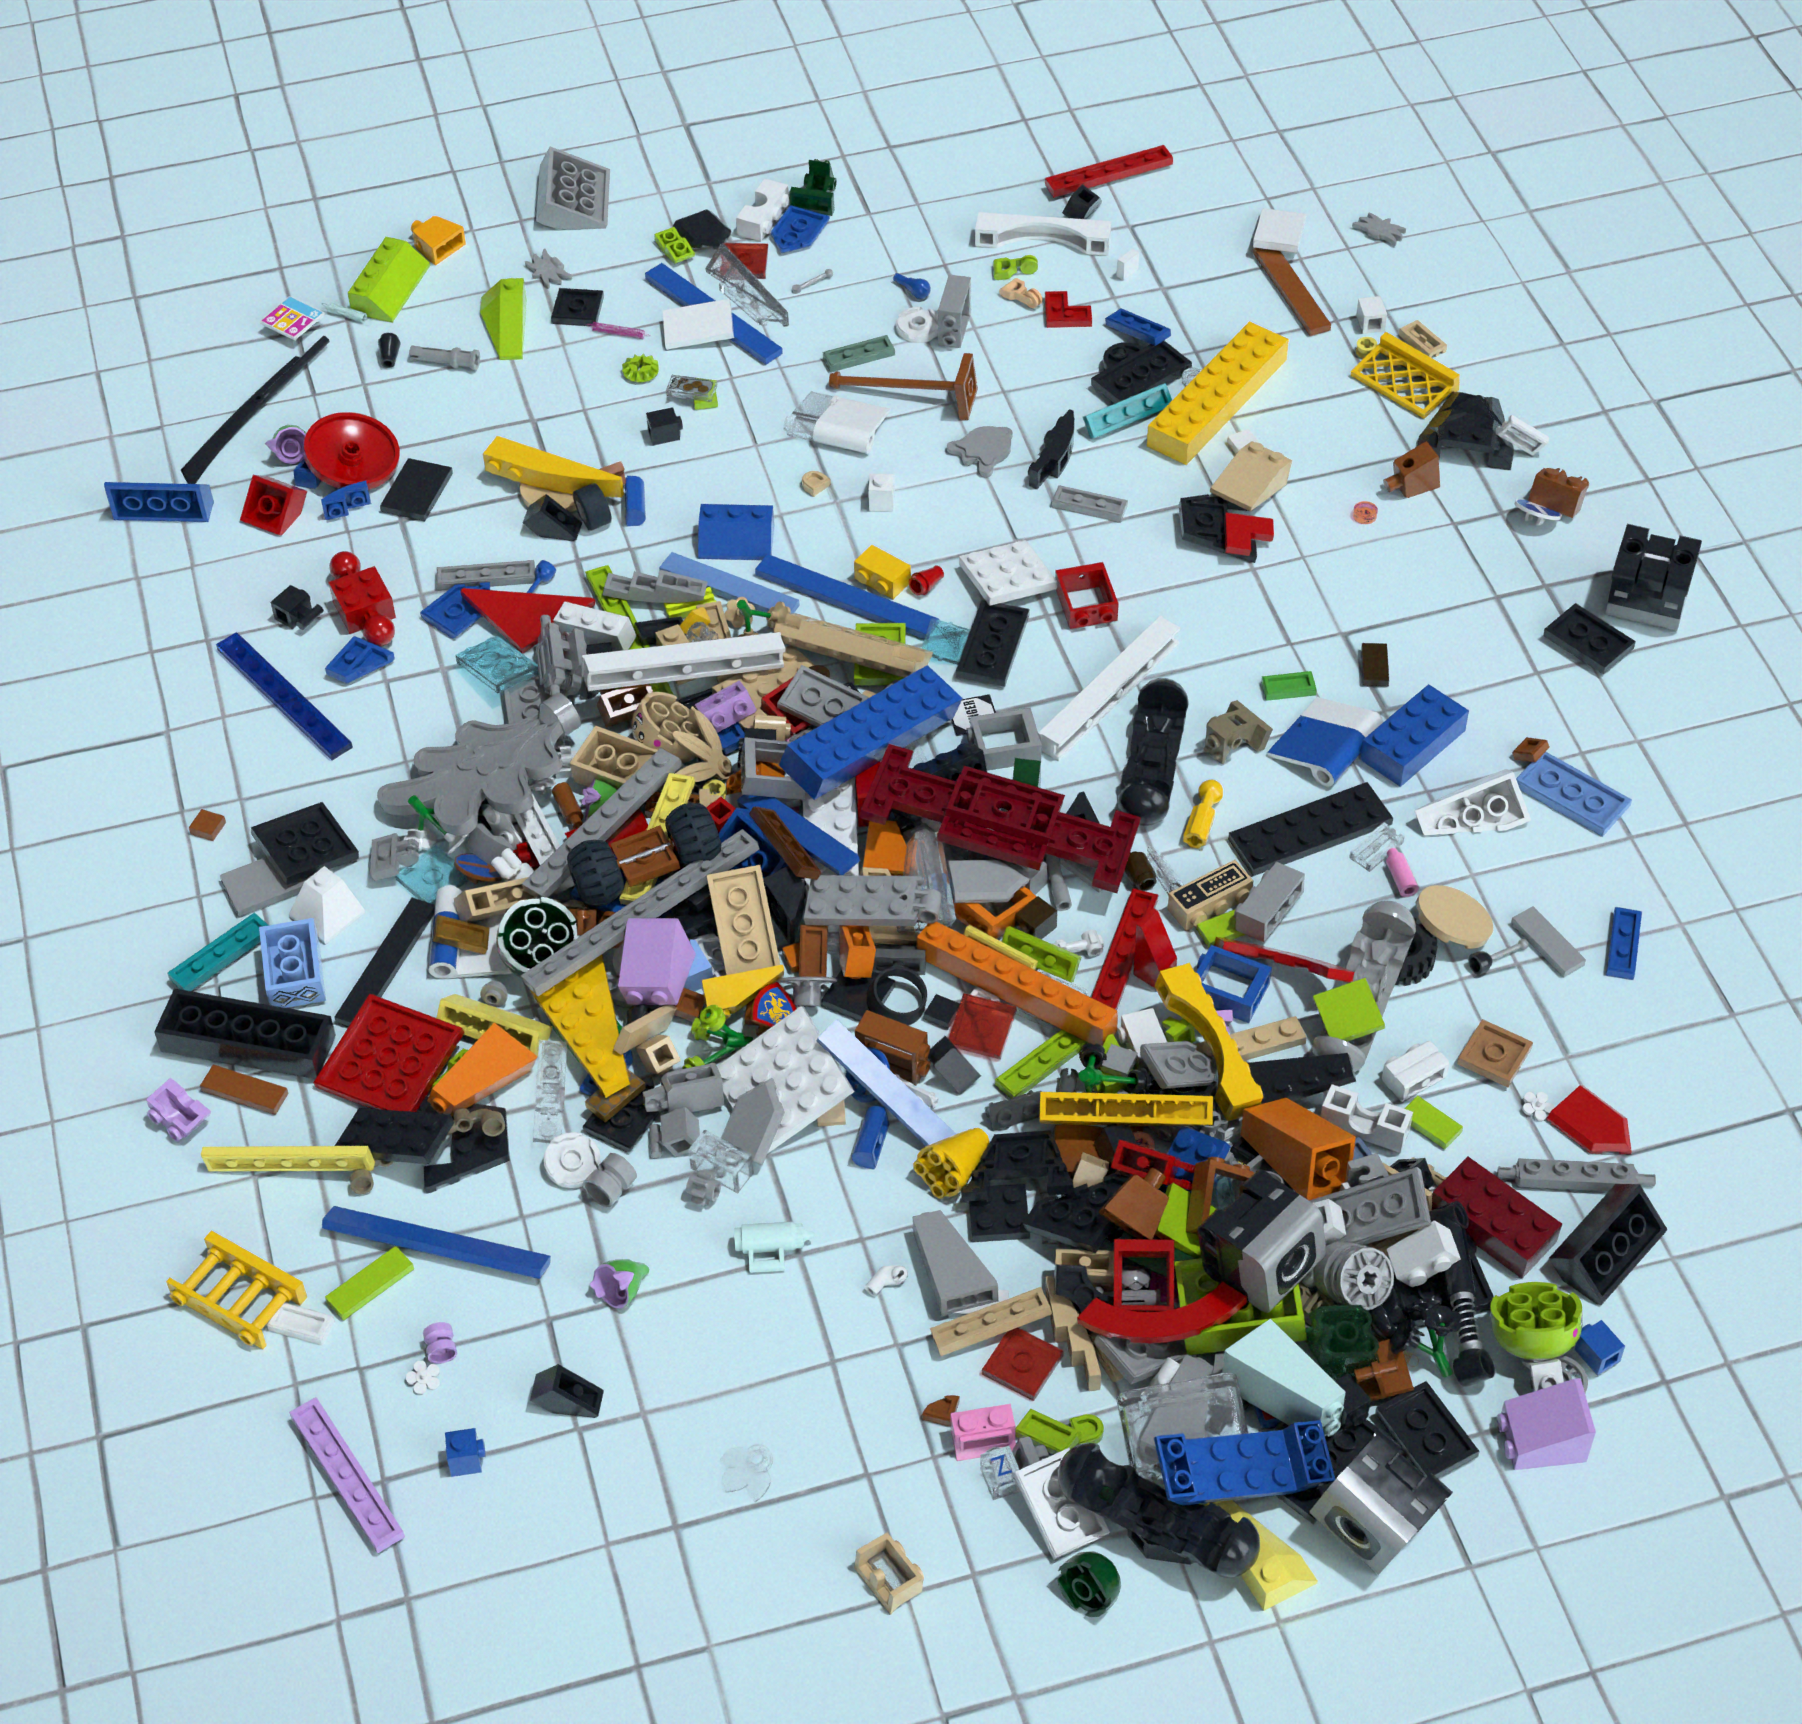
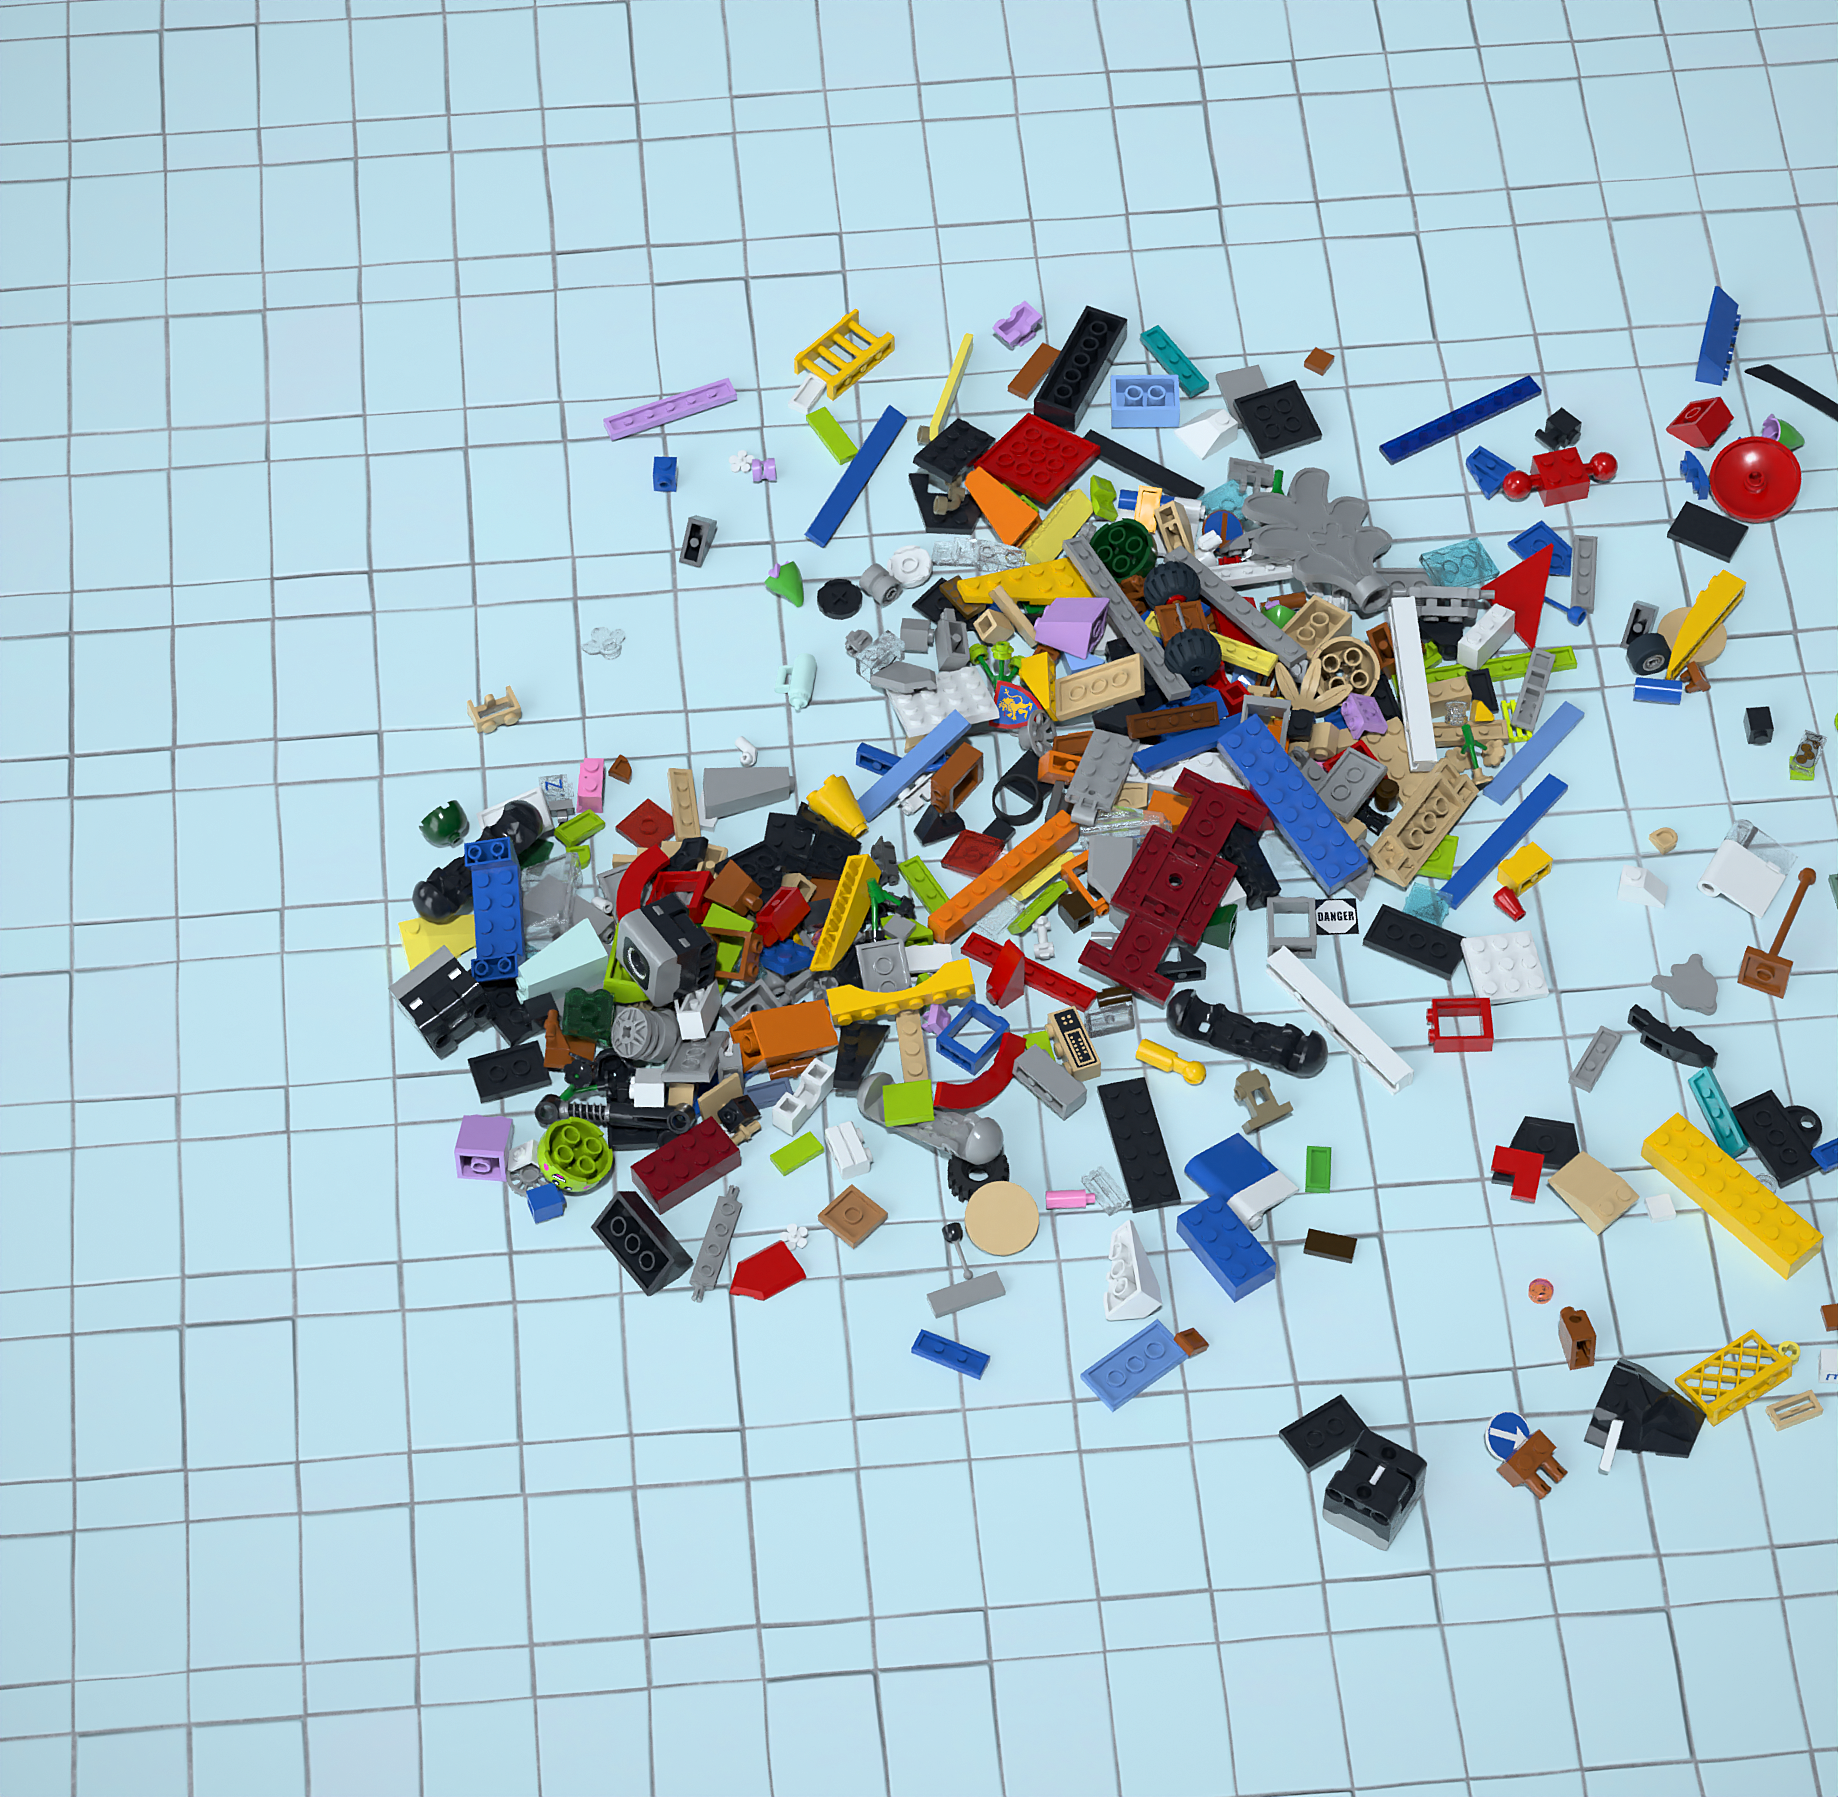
camera: 100 degrees right, 5 degrees up
(433, 989) = (1102, 495): none -> lime slope
(630, 1228) = (839, 599): none -> black tile
(735, 531) = (1598, 763): blue slope -> none

